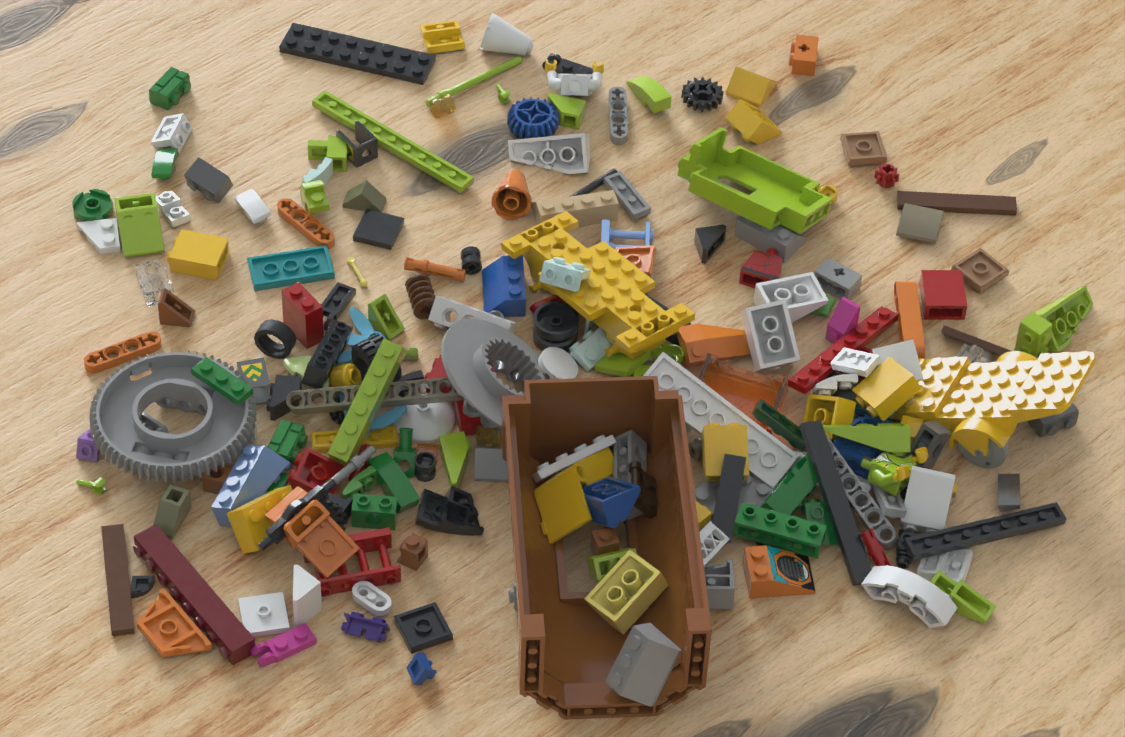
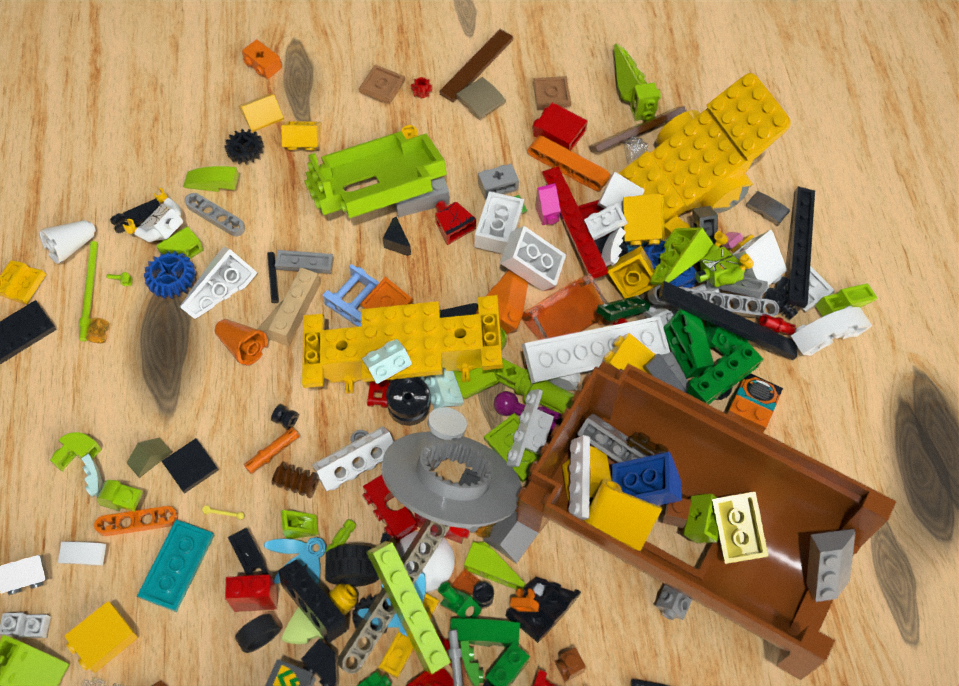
camera: 55 degrees left, 15 degrees up
(367, 141) = (87, 412): black piece -> none
(395, 142) = (100, 393): lime plate -> none
(439, 488) = (524, 604): none -> orange tile
(505, 287) = (333, 411): blue slope -> none

